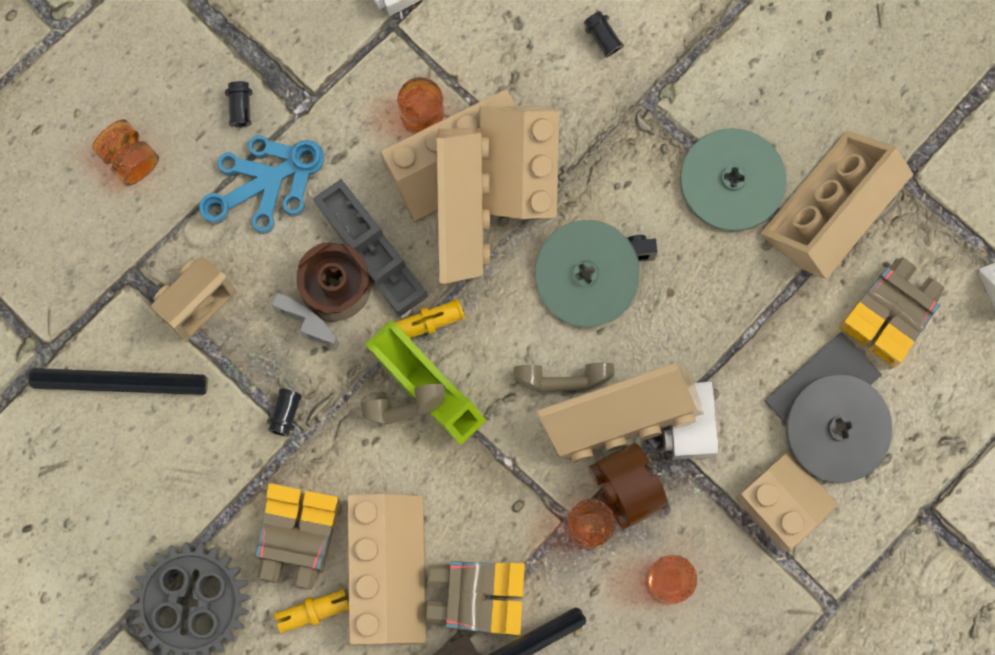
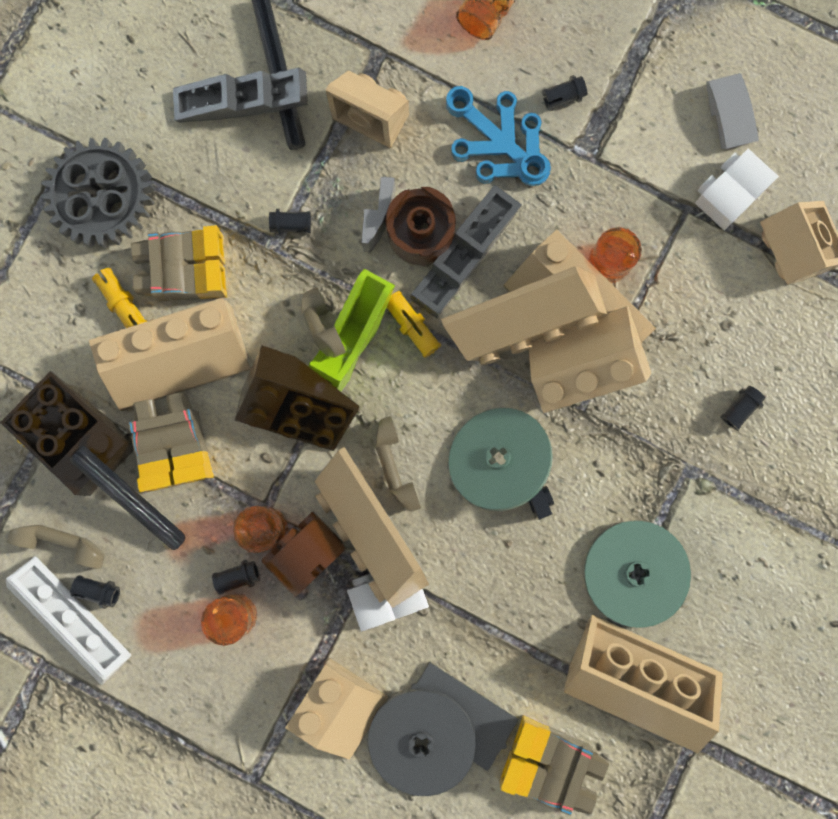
camera: 80 degrees right, 5 degrees up
(135, 426) = (240, 96): none -> dark grey slope
(472, 455) = (294, 401): none -> dark brown slope
(631, 566) = (236, 577): none -> black pin

